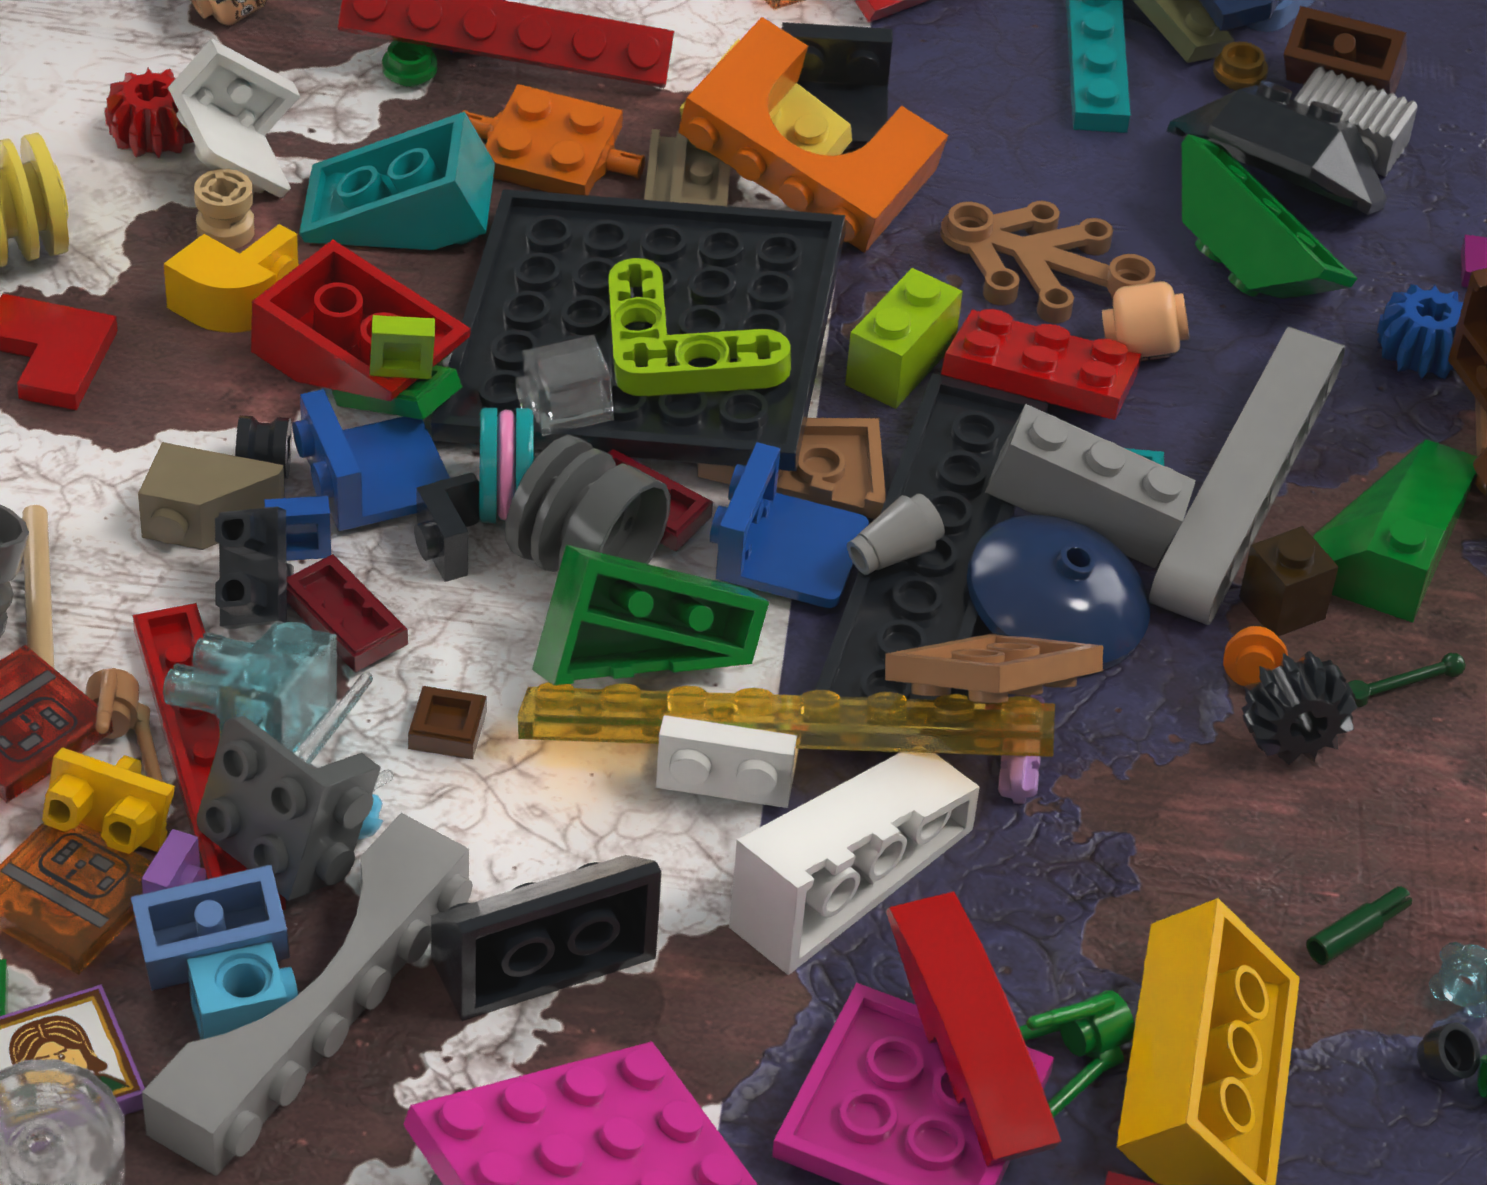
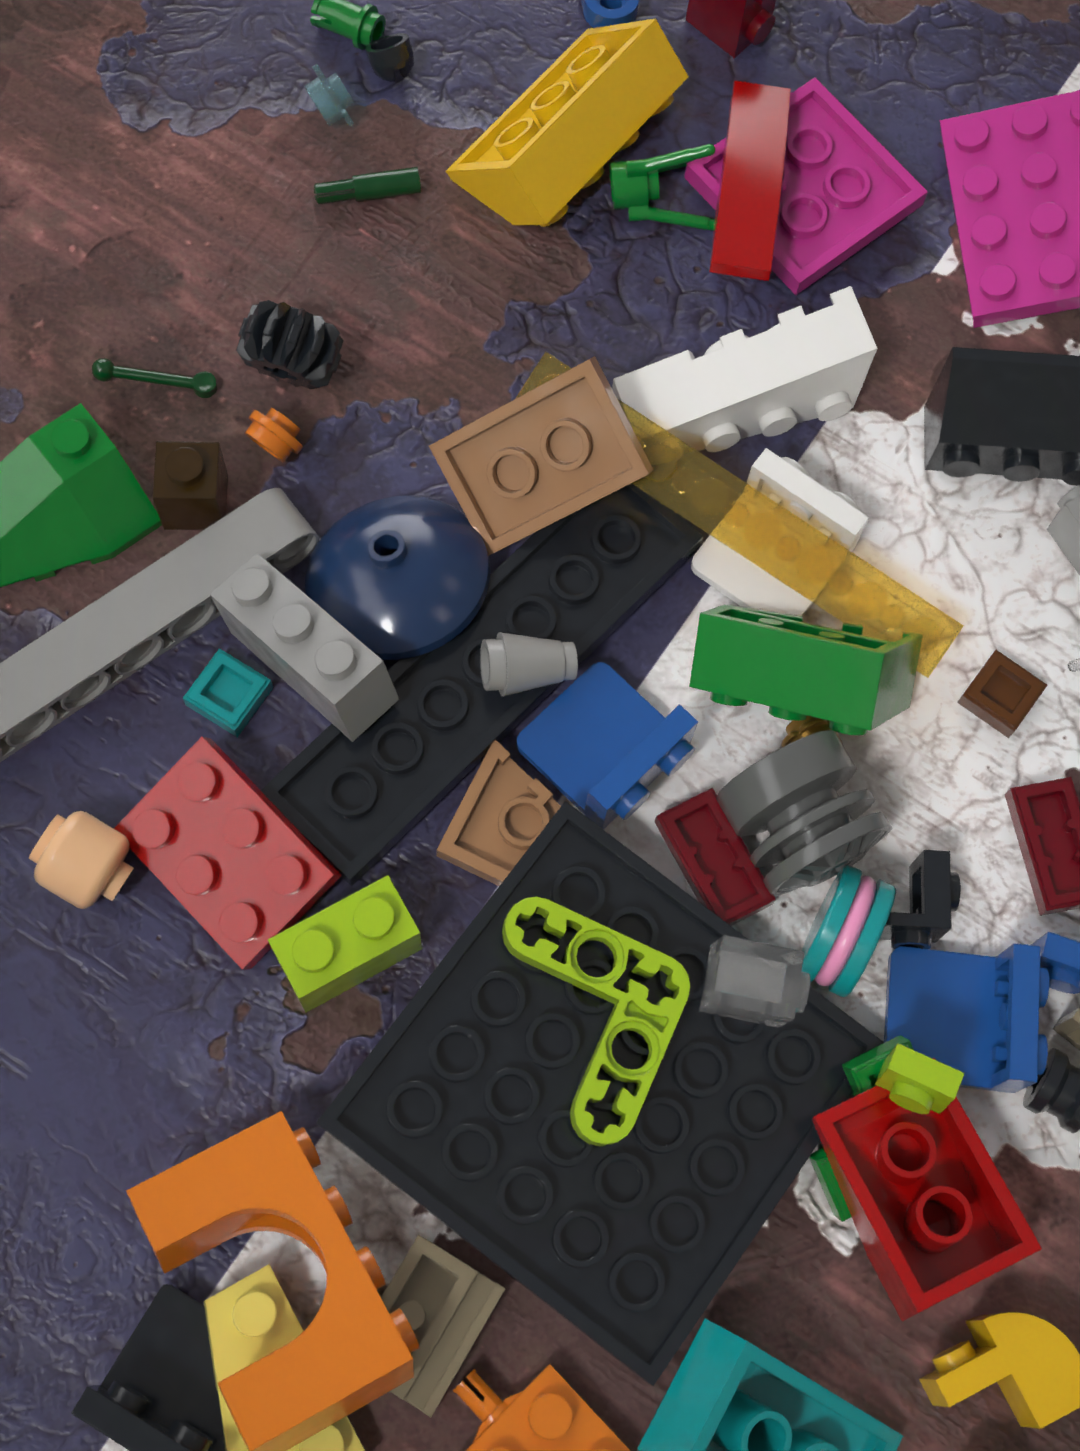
camera: 155 degrees left, 25 degrees up
(979, 232) = (114, 1031): medium nougat plant -> none

